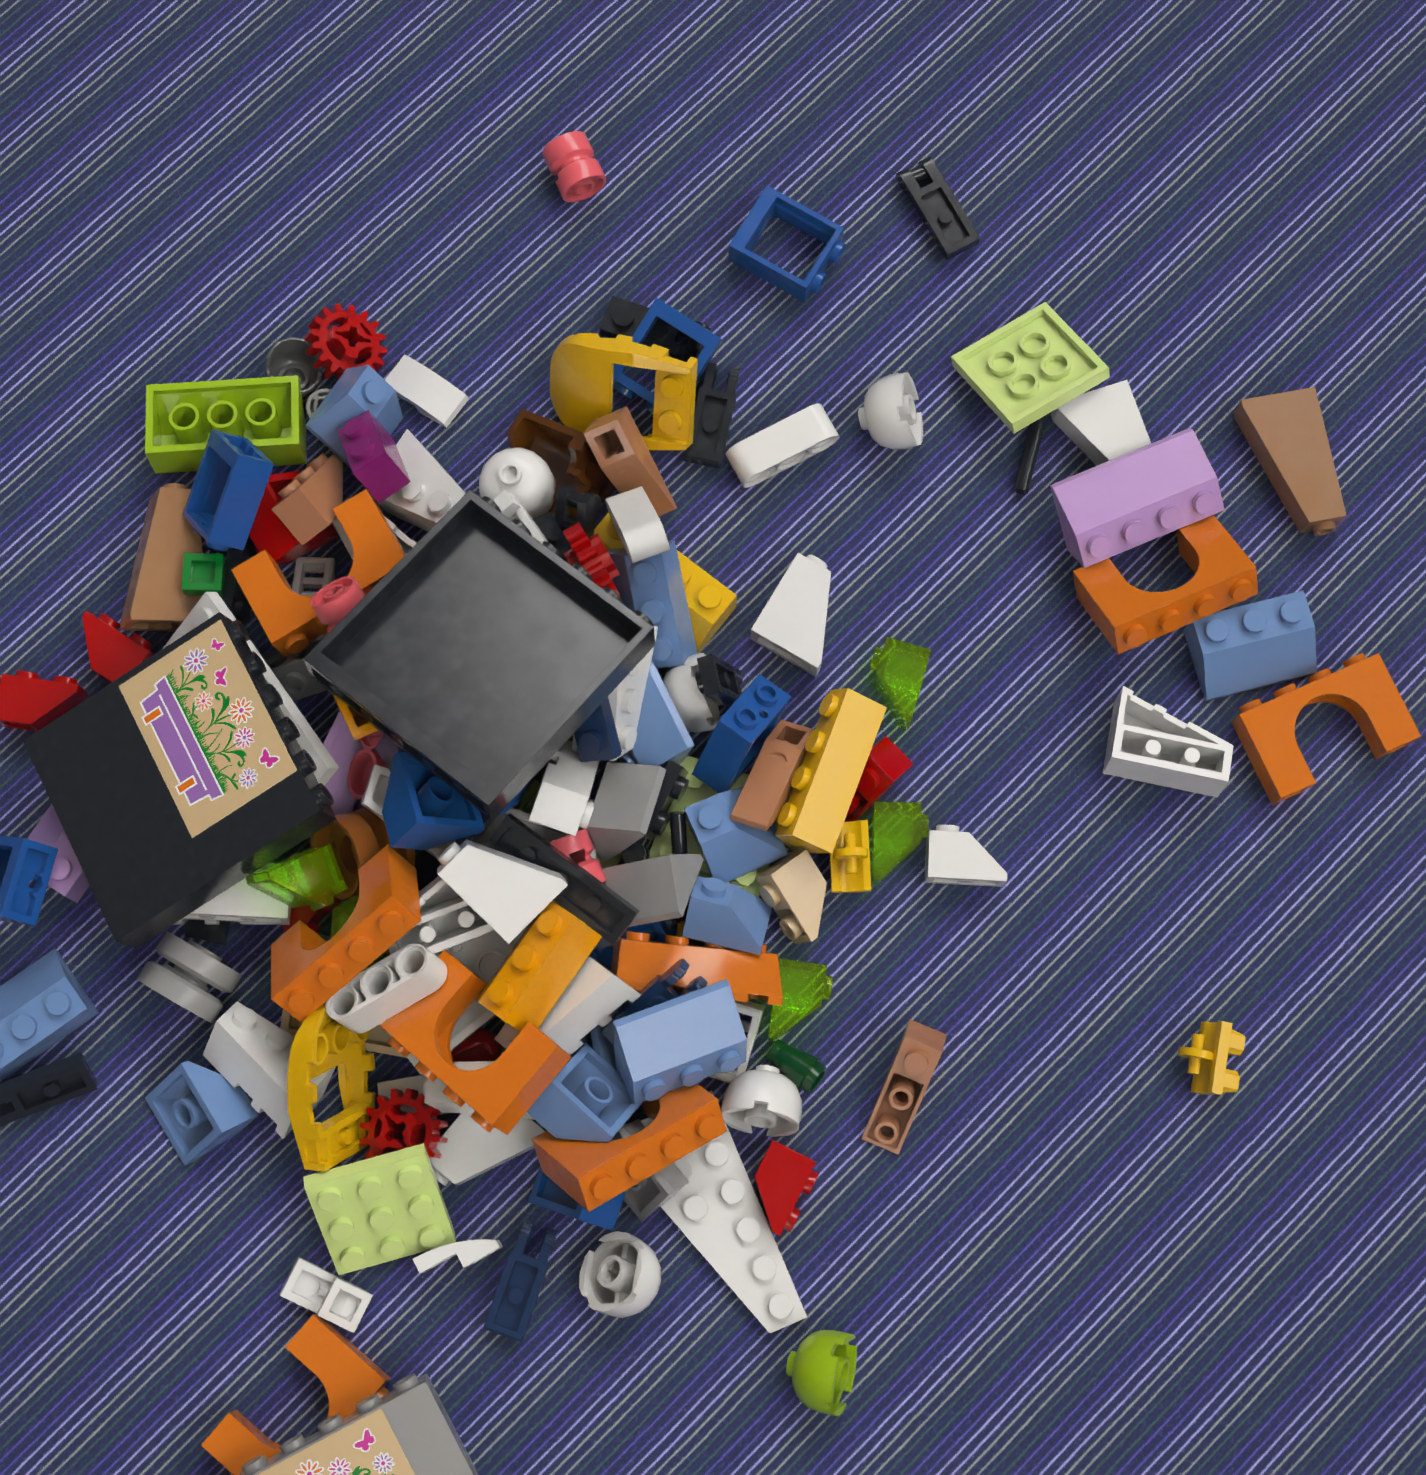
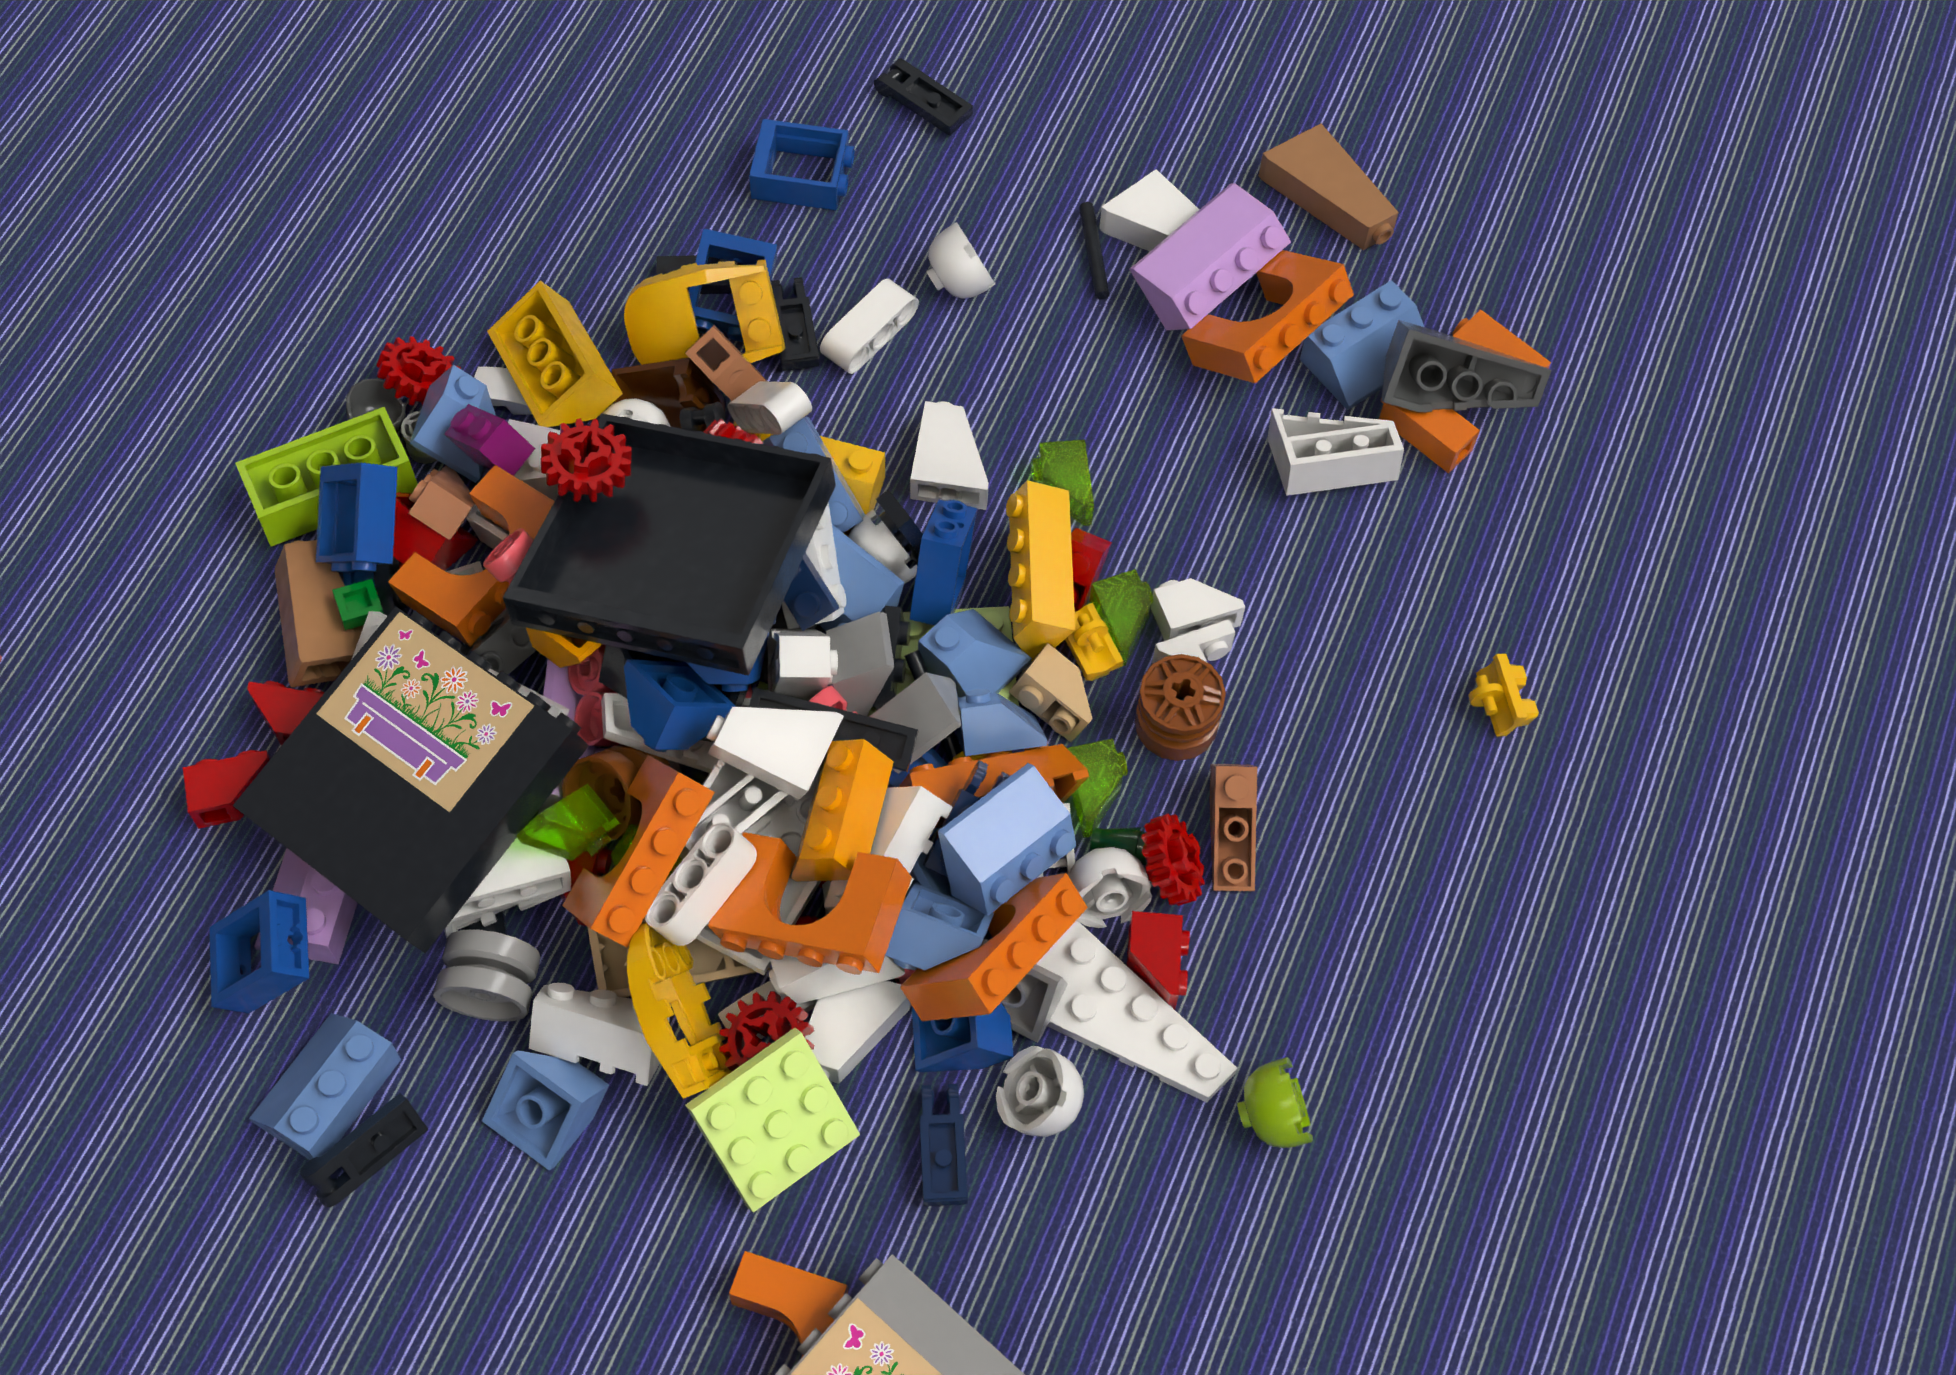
camera: 25 degrees left, 15 degrees down
(326, 1294) = (761, 1233): white slope -> none
(418, 533) = (586, 460): none -> red gear
(467, 1252) = (875, 1134): white slope -> none
(471, 380) = (553, 359): none -> yellow slope
(573, 162) = (577, 162): coral wheel -> none
(771, 776) = (988, 589): nougat slope -> none
(830, 1105) = (1173, 859): none -> red gear
(902, 980) = (1175, 726): none -> dark orange wheel
(932, 903) = (1206, 643): none -> white slope
(1030, 367) = (1065, 187): yellowish green plate -> none
(1307, 711) = (1444, 372): none -> dark grey wedge

